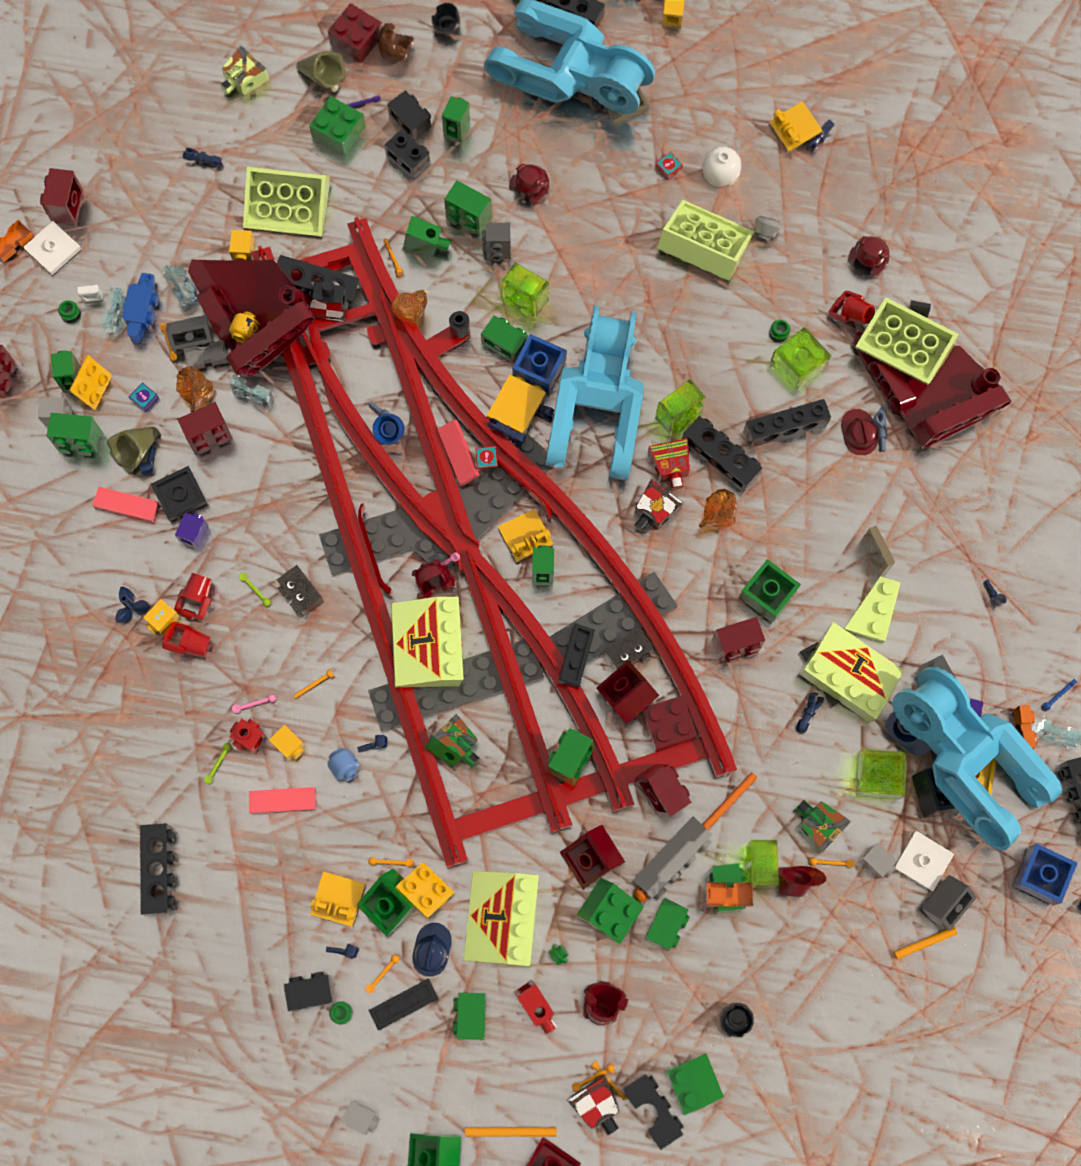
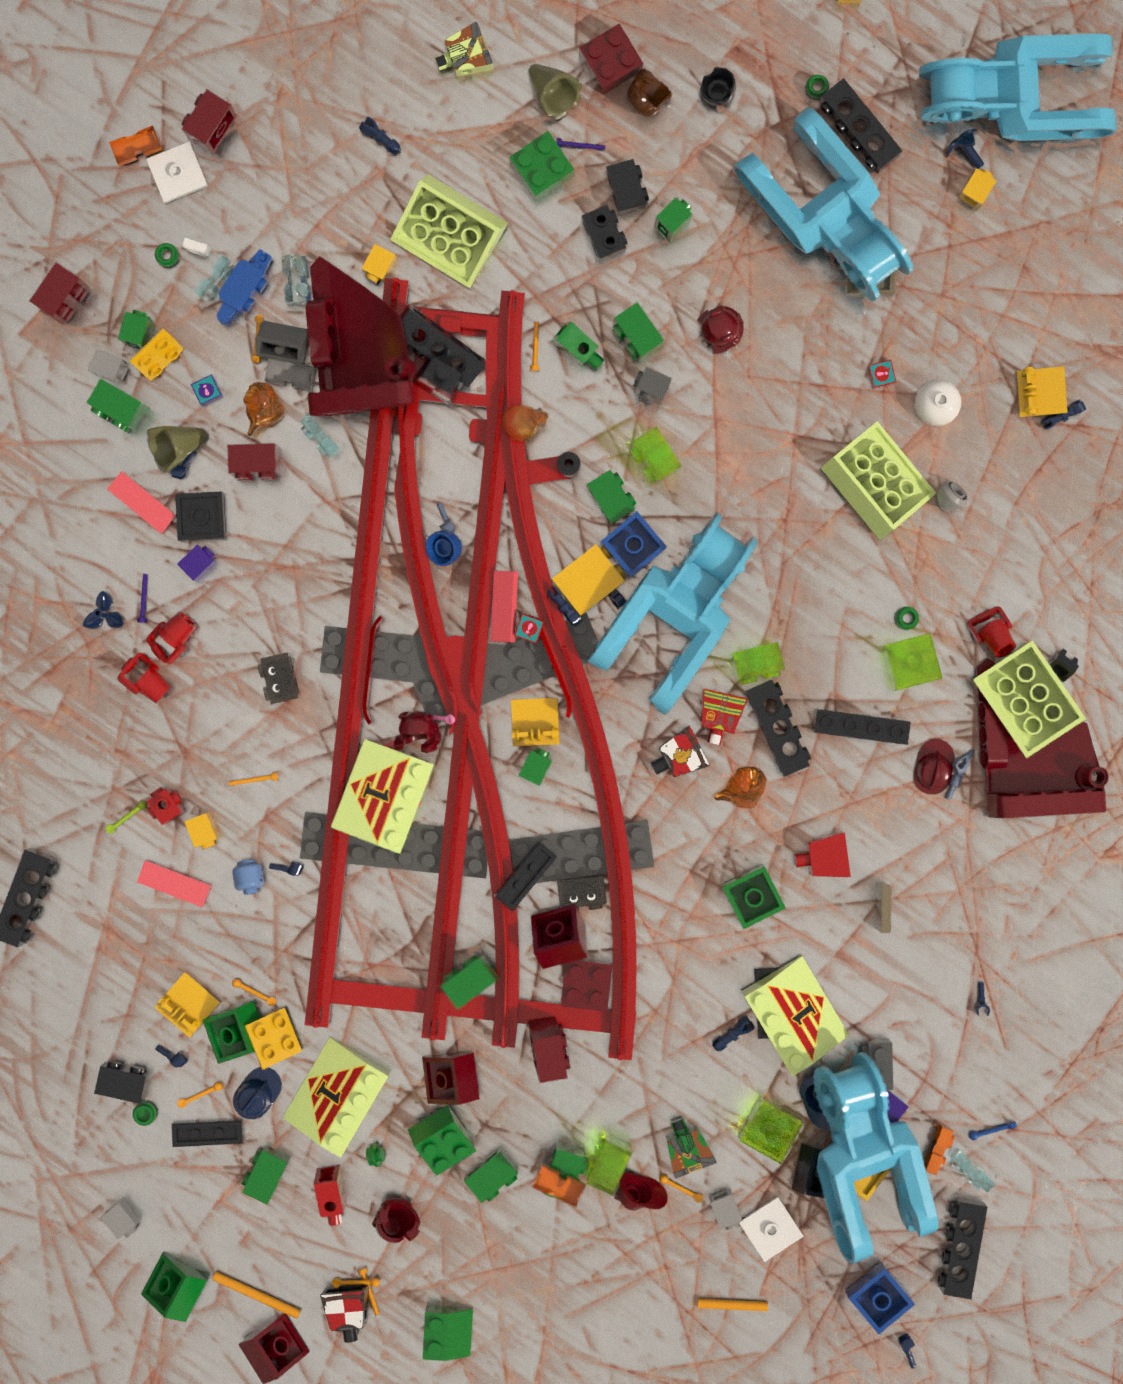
camera: 25 degrees right, 15 degrees up
(160, 617) = (129, 643): yellow brick -> none
(164, 596) = (142, 619): none -> dark purple piece
(236, 708) = (167, 769): bright pink hinge -> none
(243, 326) = (340, 367): yellow head -> none
(244, 578) = (242, 672): lime hinge -> none
(454, 743) = (365, 907): torso -> none
(666, 1128) = (395, 1317): black arch -> none
(681, 849) = (540, 1111): piece -> none
(736, 1020) = (514, 1294): black hair -> none
(738, 640) = (695, 934): dark red brick -> none
(812, 535) = (826, 856): none -> red torso
(871, 252) = (1046, 577): dark red helmet -> none
(876, 611) = (852, 963): yellowish green wing -> none
(949, 902) = (772, 1281): dark grey brick -> none

